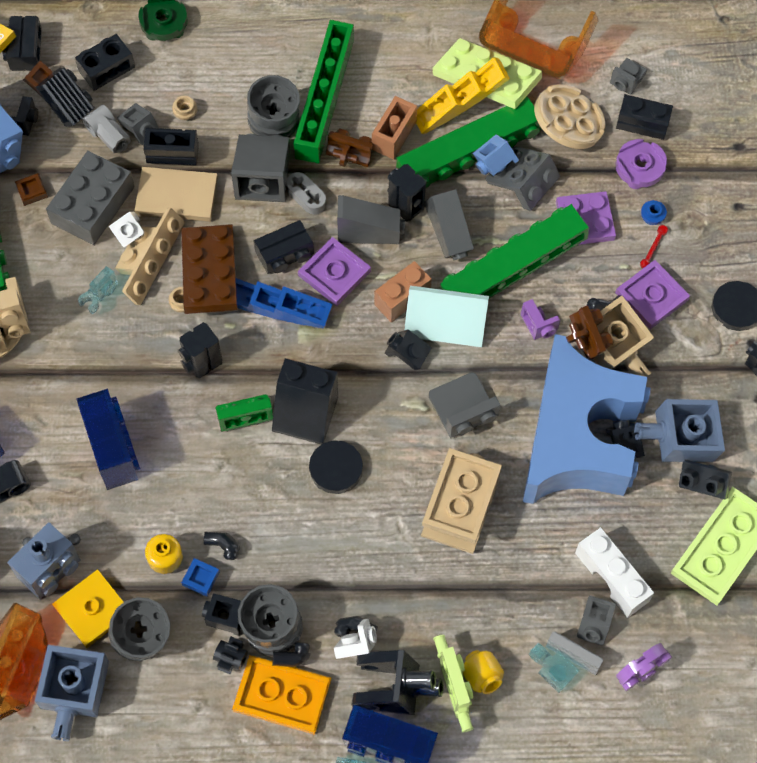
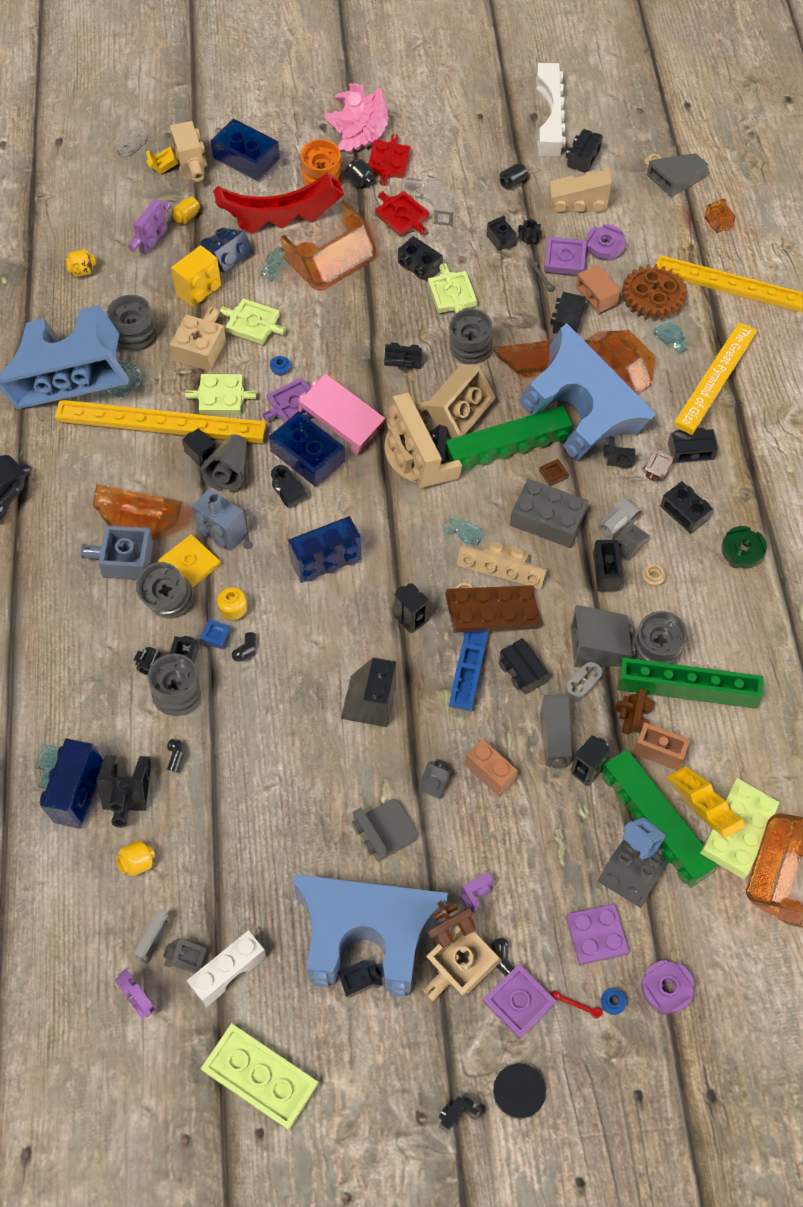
camera: 85 degrees right, 5 degrees down
(65, 96) = (640, 479): black brick -> none
(127, 228) = (520, 540): white bracket -> none
(186, 192) = (566, 578): tan tile -> none
(244, 412) = (359, 644): green bracket -> none
(282, 695) = (119, 706): light orange tile -> none
(292, 659) = (147, 710): black arm -> none
(334, 271) = (506, 710): medium lavender plate -> none
(335, 466) = (319, 728): black tile -> none
(353, 645) = (158, 754): white bracket -> none
(446, 316) = (467, 804): light aqua tile -> none
(449, 224) = (566, 802): dark grey slope -> none
(459, 692) = (120, 831): yellowish green plate -> none
(461, 500) = (286, 827): tan torso -> none
(520, 255) = (535, 864): green brick -> none
(556, 669) = (137, 921): clear light blue plate -> none
(569, 117) = (705, 910): tan tile -> none
(627, 76) = (771, 972): dark grey bracket -> none
(644, 117) = (721, 987): black brick -> none
(685, 430) = (365, 1016): sand blue brick -> none
(705, 479) = (322, 1054): black hips -> none

